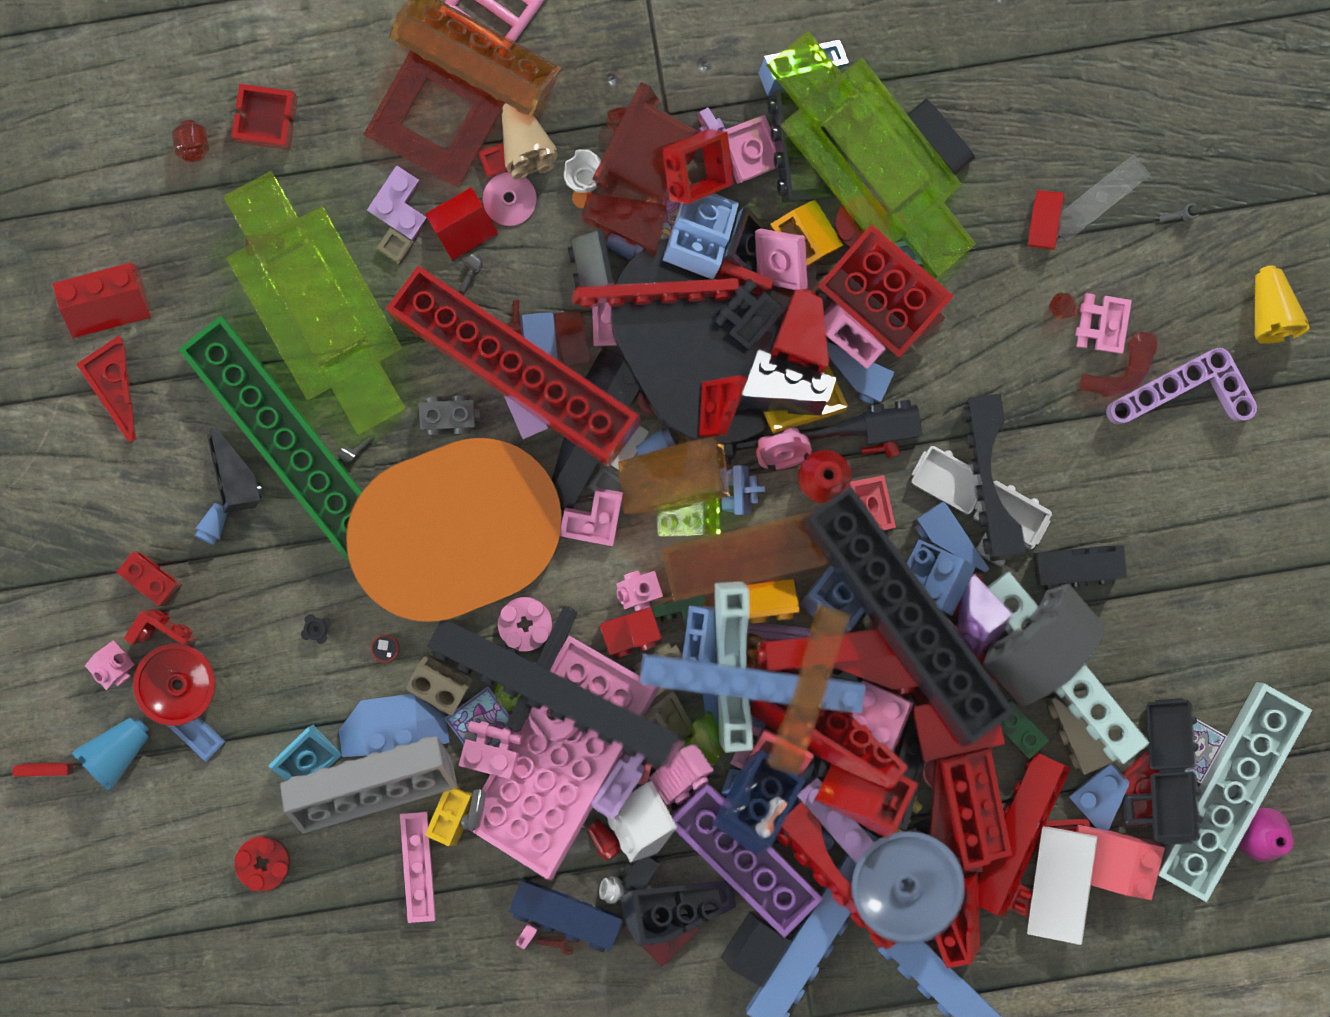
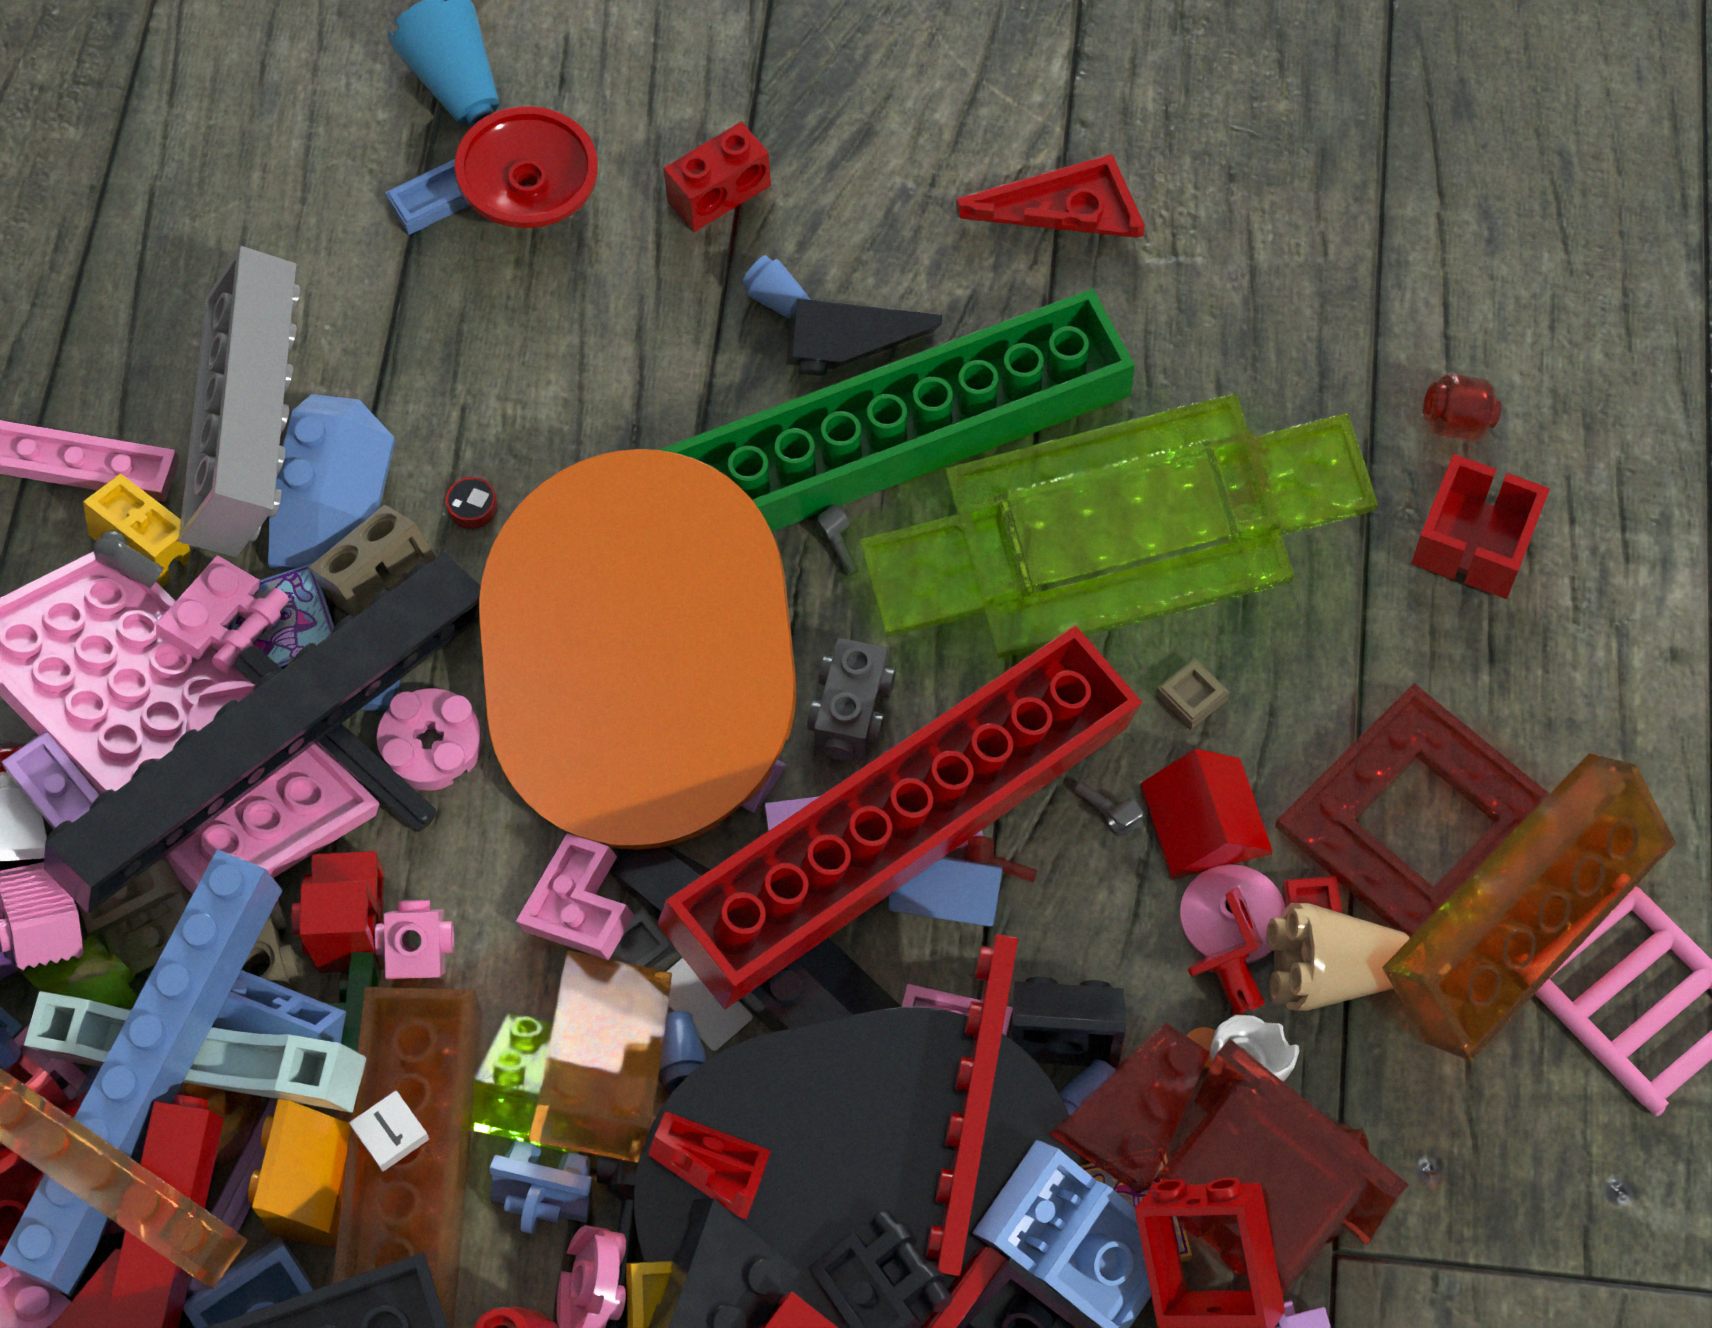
camera: 110 degrees right, 25 degrees down
(102, 300) = (1212, 217): red slope -> none
(110, 665) = (607, 93): bright pink brick -> none
(147, 624) = (627, 171): red bracket -> none
(255, 877) = (178, 214): red plate -> none
(305, 755) = (333, 333): medium azure slope -> none
(309, 633) = (543, 392): black plate -> none
(391, 204) = (1271, 705): lavender plate -> none
(538, 191) = (1231, 963): none -> red bracket
(572, 337) = (932, 955): clear red slope -> none
(742, 563) = (389, 1131): none -> white tile

